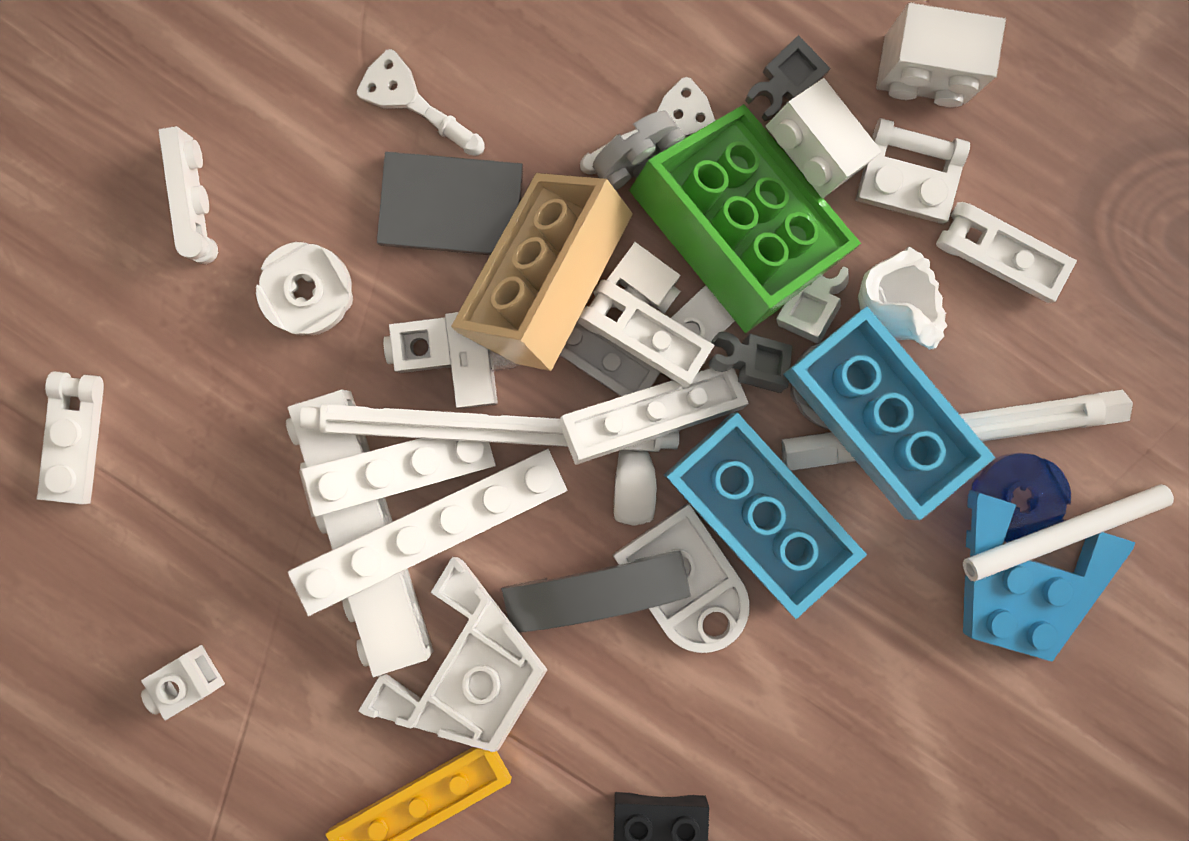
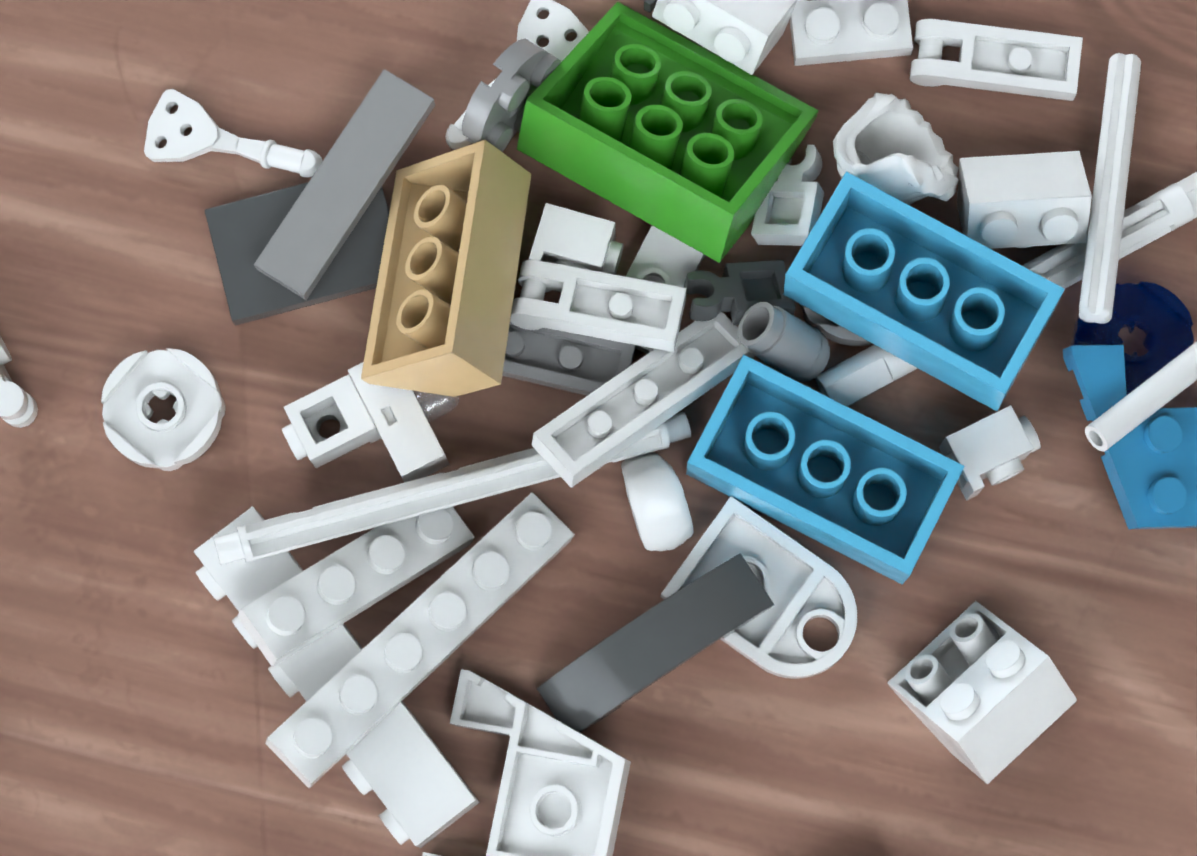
camera: 15 degrees left, 10 degrees down
(494, 170) = (344, 184): none -> light grey tile
(770, 408) = (784, 341): none -> light grey piece
(815, 709) = (983, 691): none -> white slope
(888, 540) = (991, 449): none -> white brick
(986, 368) = (1024, 199): none -> white brick
(1052, 383) = (1110, 189): none -> white axle

